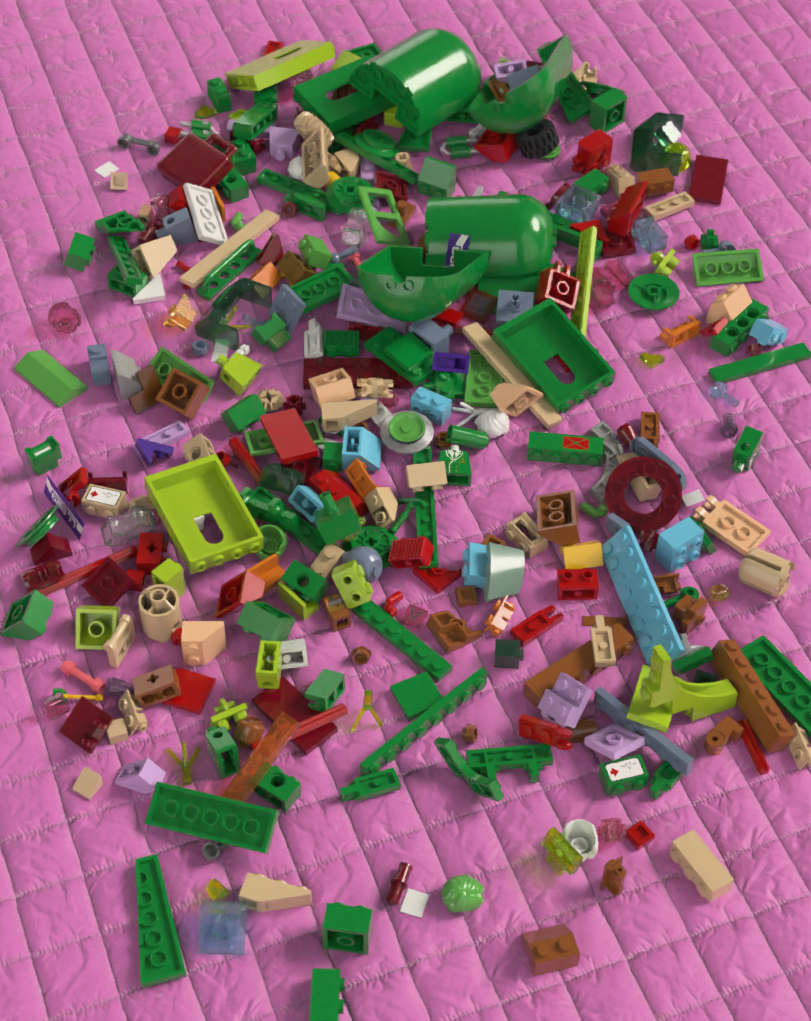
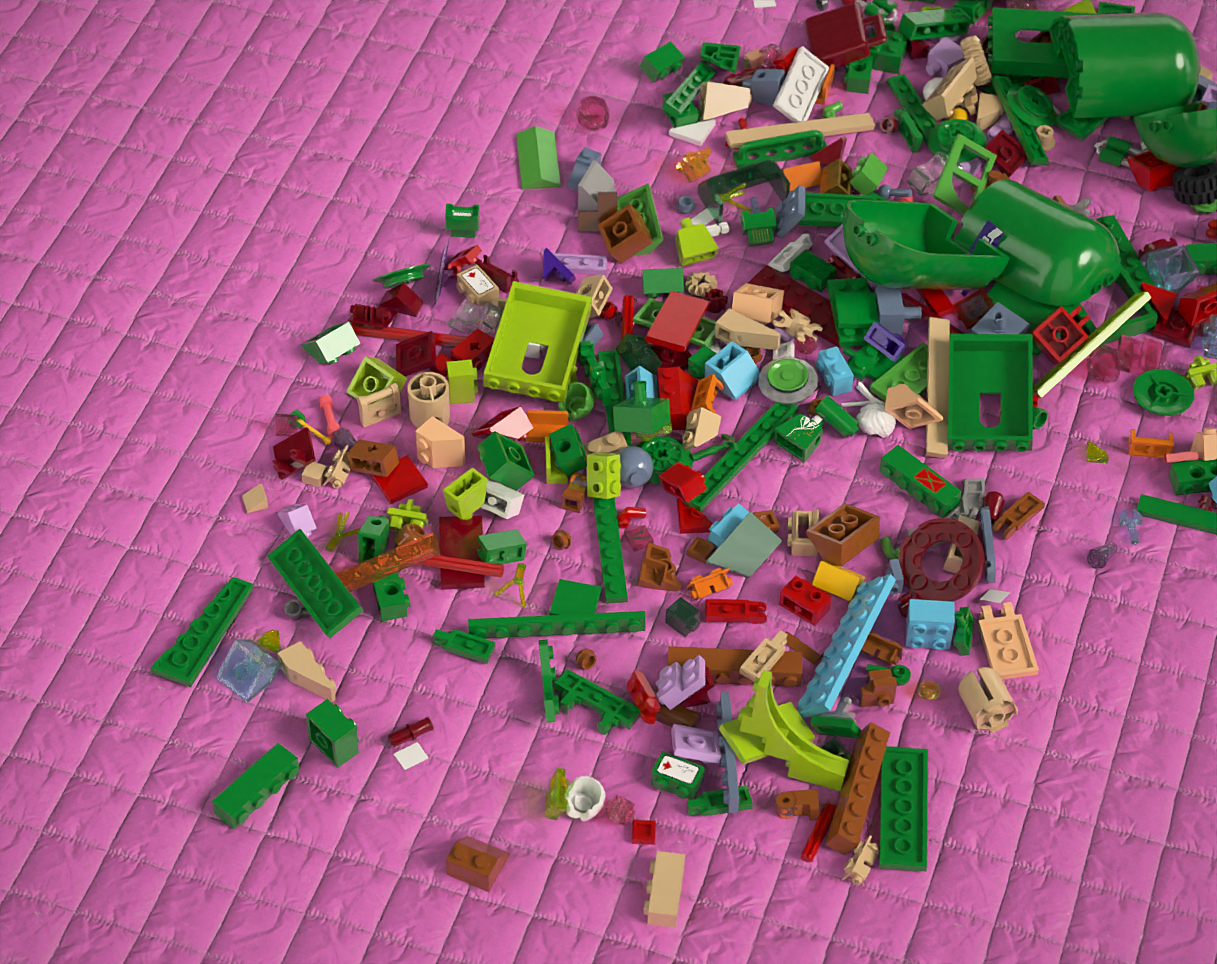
camera: 40 degrees right, 0 degrees up
(119, 180) = (761, 16): tan tile -> none
(425, 476) = (760, 425): tan brick -> none
(436, 178) = (1055, 170): green slope -> none
(462, 894) = (450, 772): bright green hair -> none
(613, 876) = (579, 842): dark orange hinge -> none
(743, 454) = (1089, 585): green torso -> none

